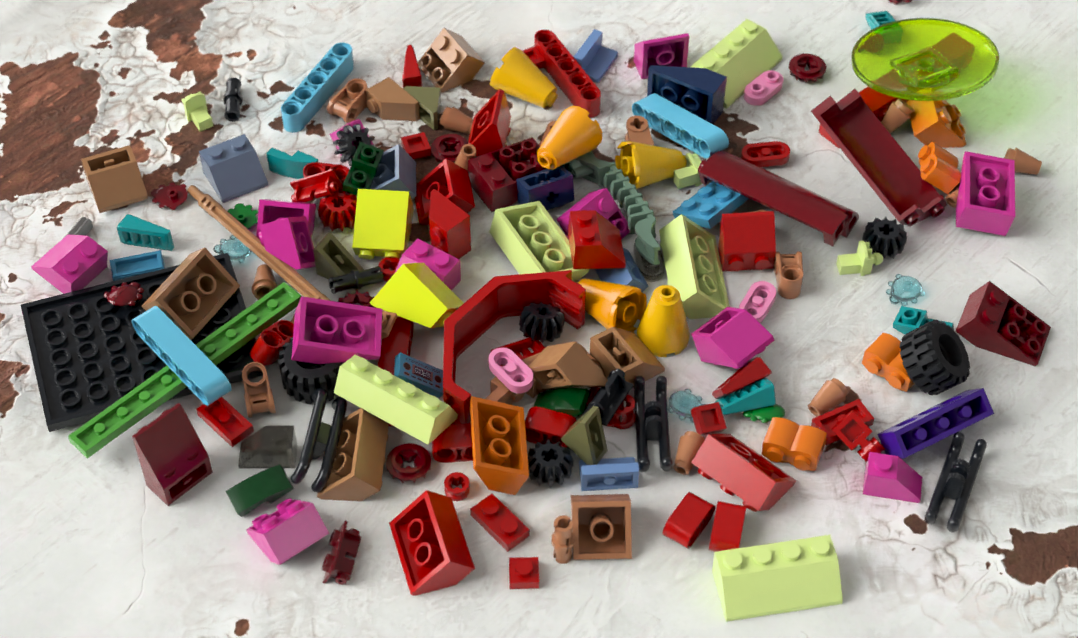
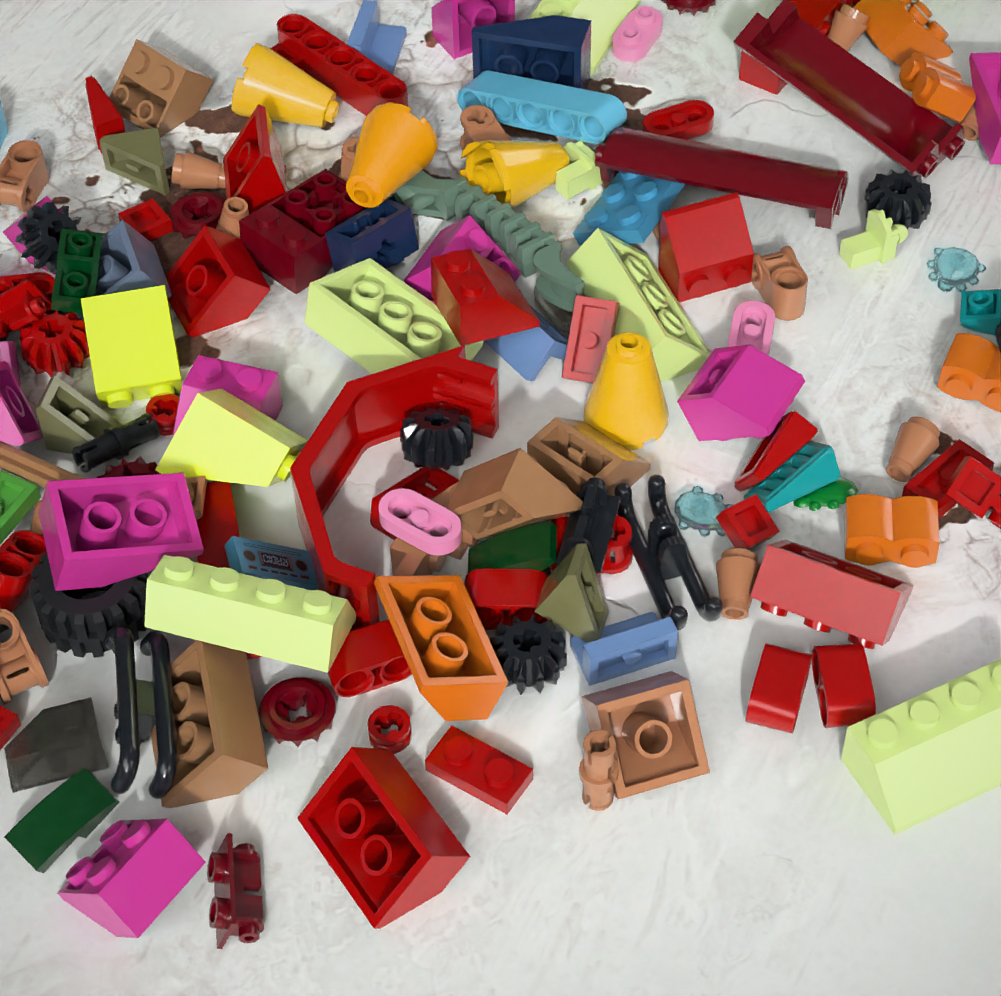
camera: 15 degrees left, 0 degrees up
(392, 102) = (87, 165): medium nougat slope -> none
(449, 226) = (241, 323): red slope -> none
(524, 573) = (547, 842): red plate -> none
(614, 303) = (541, 384): light orange cone -> none
(657, 273) = (589, 334): none -> plate

